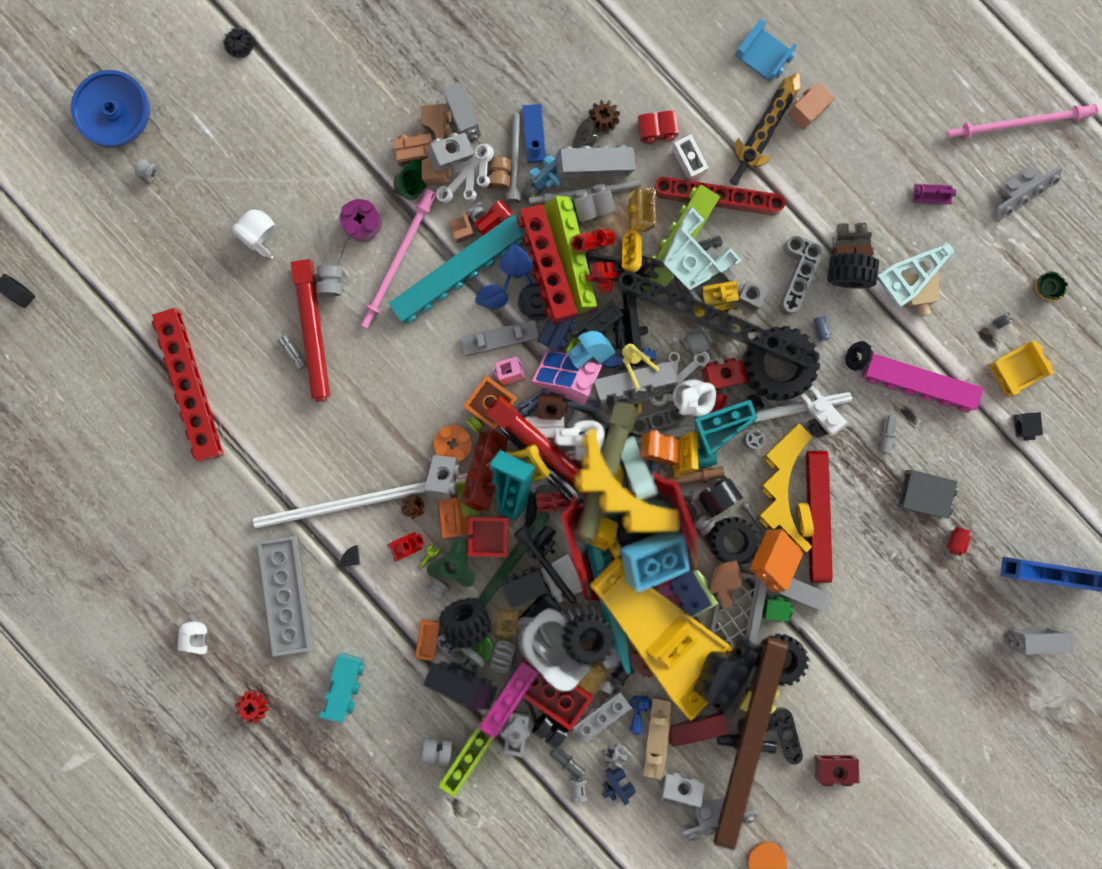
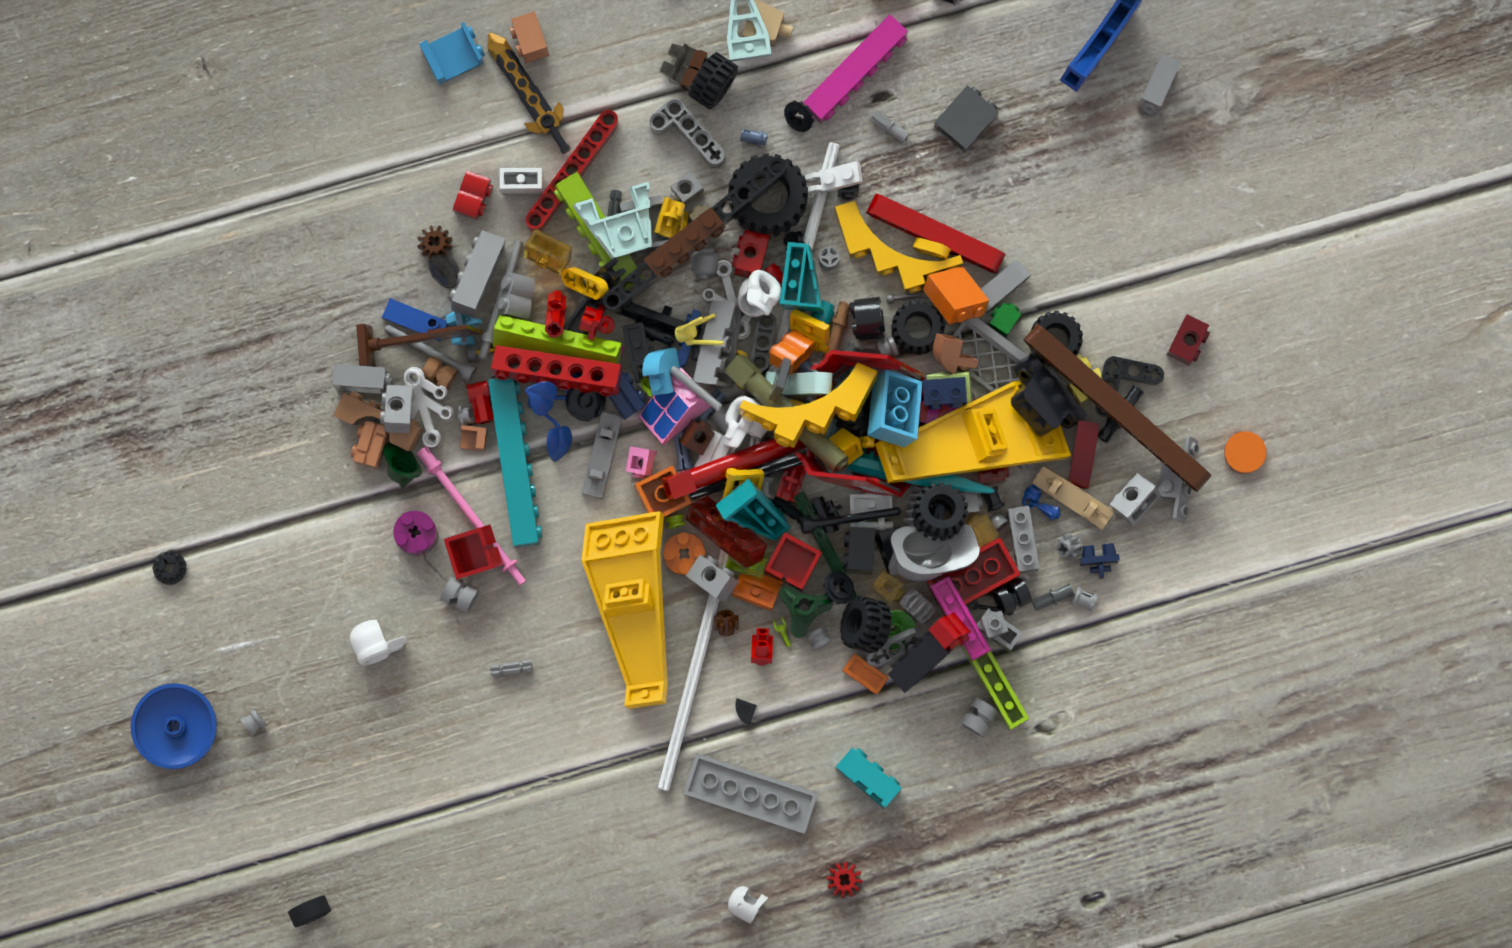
camera: 60 degrees left, 5 degrees down
(161, 323) = (417, 769): red brick -> none
(305, 281) = (499, 636): red brick -> none
(366, 273) = (473, 551): none -> red piece
(418, 399) = (621, 560): none -> yellow wing
(489, 590) = (846, 587): none -> black gear
(489, 701) = (950, 631): none -> red brick
(494, 106) = (368, 345): none -> reddish brown piece
(589, 385) = (695, 388): none -> light grey bar
(630, 451) = (780, 379): none -> dark grey tile
(705, 314) = (684, 243): none -> reddish brown brick
(959, 541) = (1027, 112): red brick -> none

